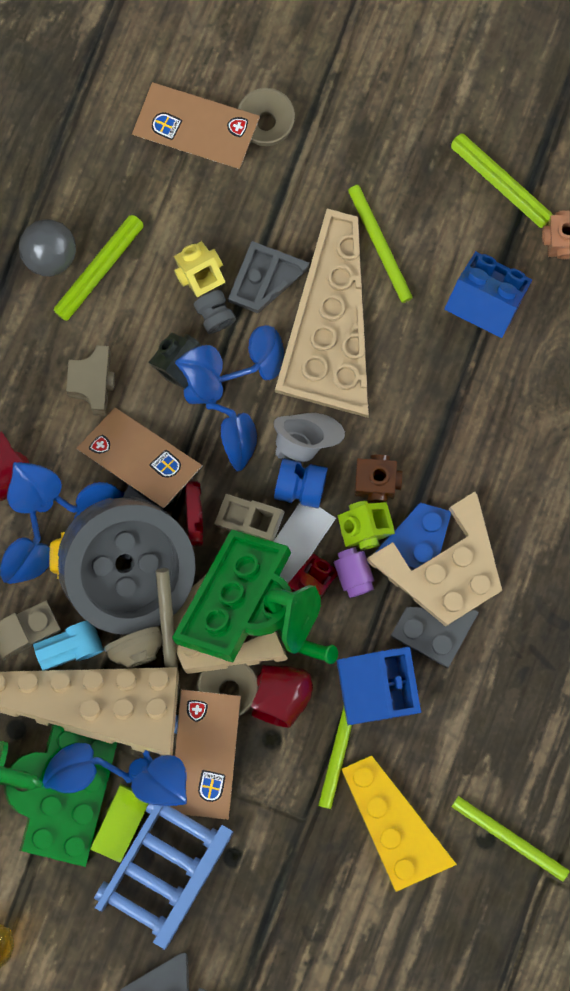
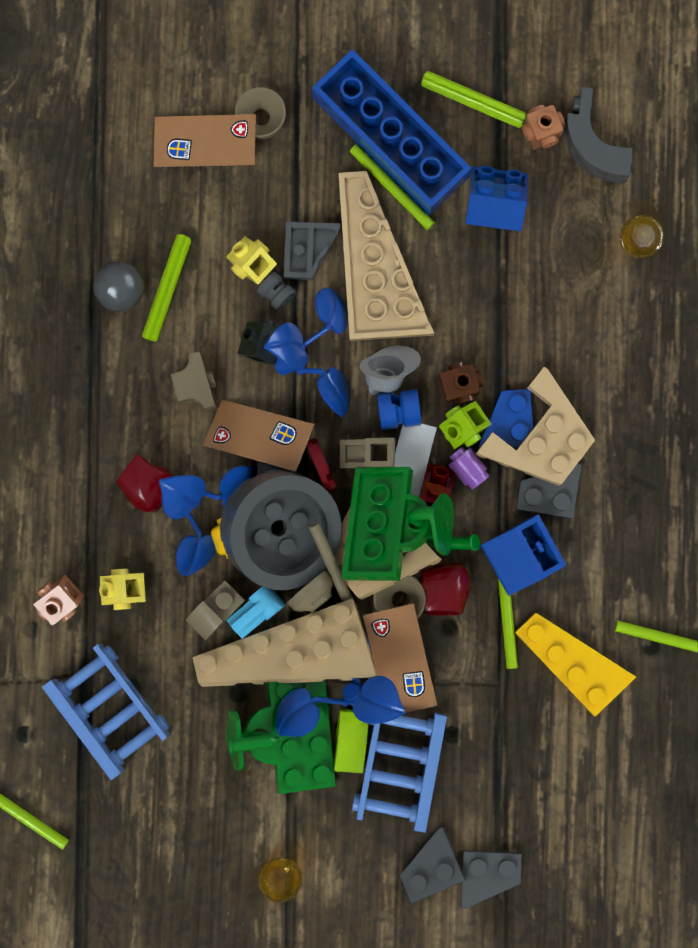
camera: 15 degrees left, 5 degrees up
(398, 185) = (390, 132): none -> blue brick

